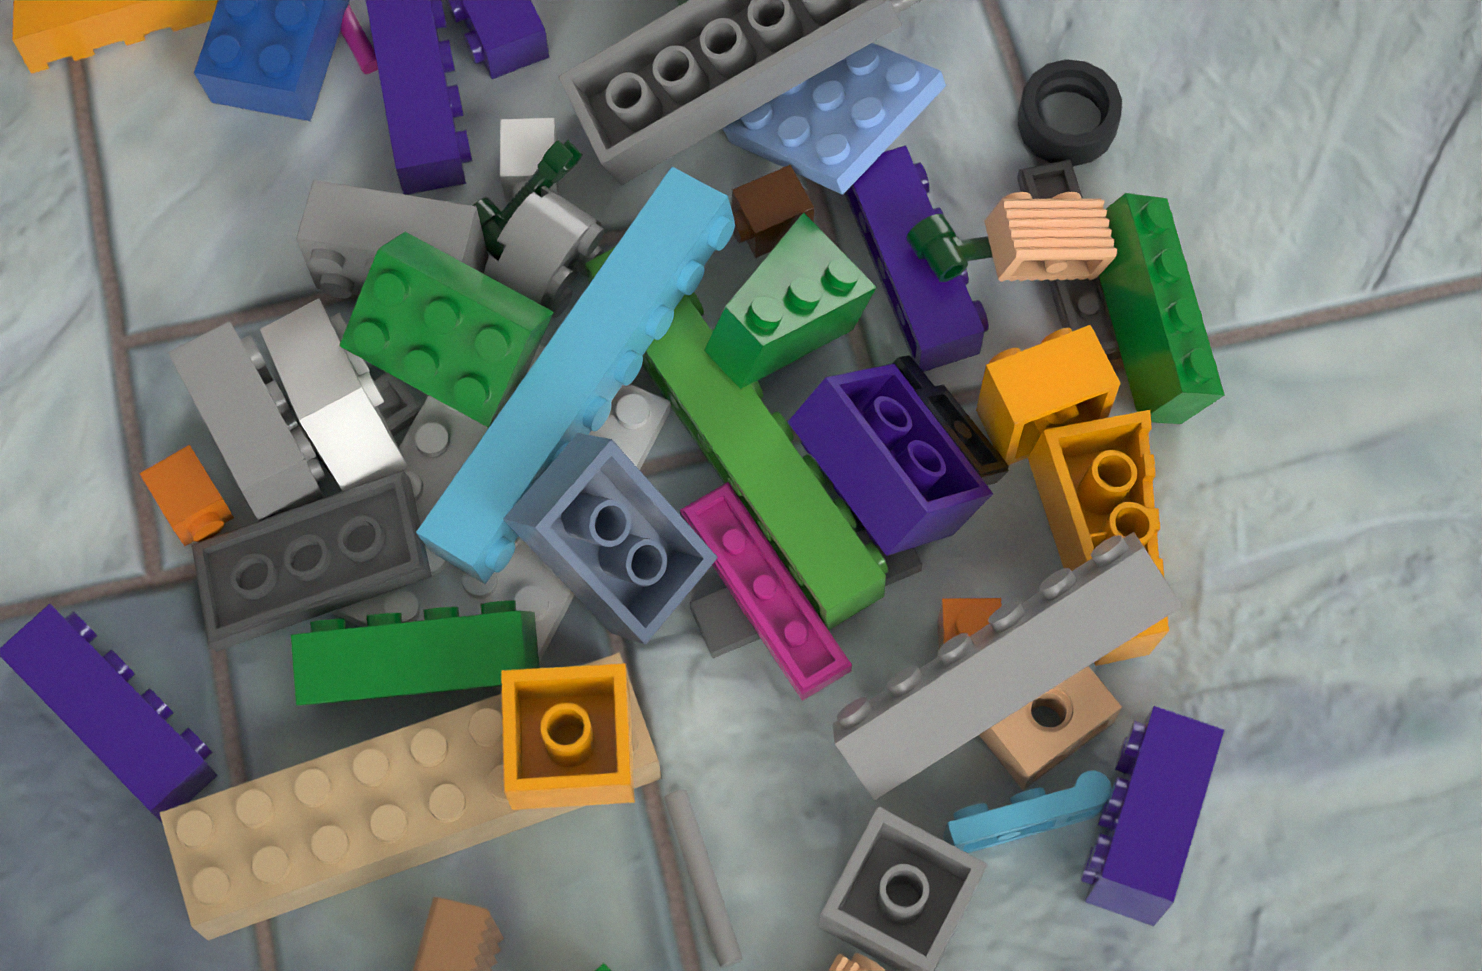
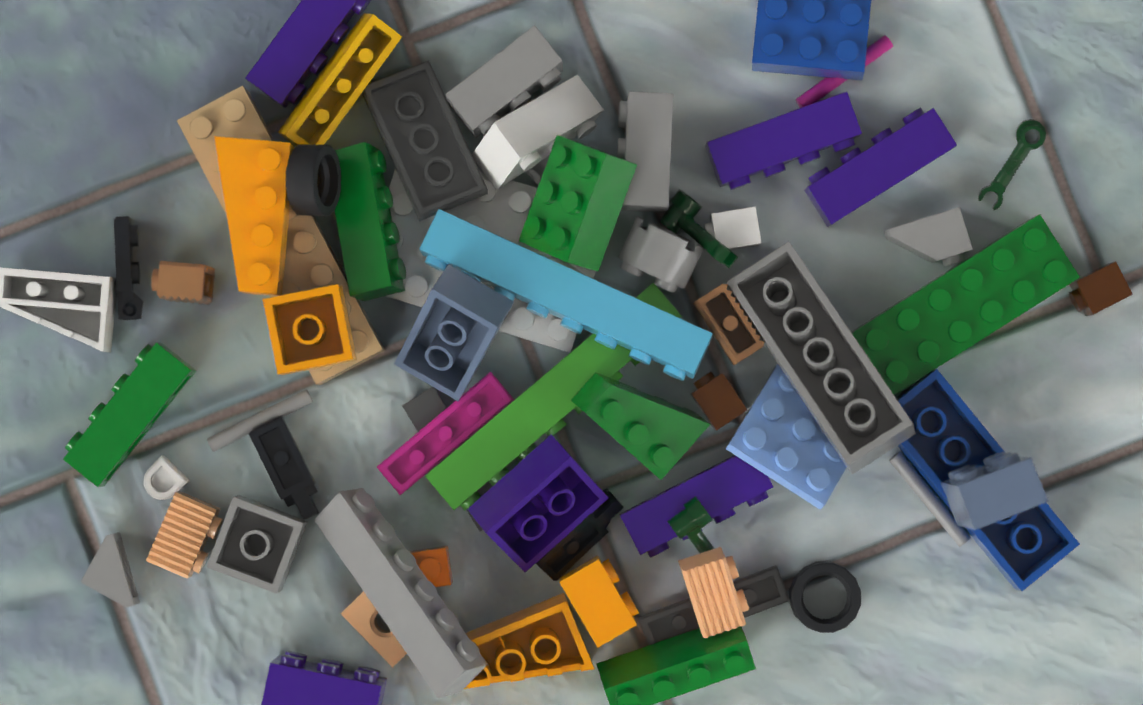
camera: 80 degrees right, 20 degrees up
(187, 496) = (458, 51): orange brick -> none
(196, 671) = (340, 82): none -> yellow brick
(331, 705) = (313, 180): none -> black tyre
(348, 795) = (256, 210): none -> light orange wedge
(638, 173) = (728, 324): none -> medium nougat brick
(782, 841) = (286, 466): none -> black hinge
(1028, 814) = (322, 615): medium azure plate -> none

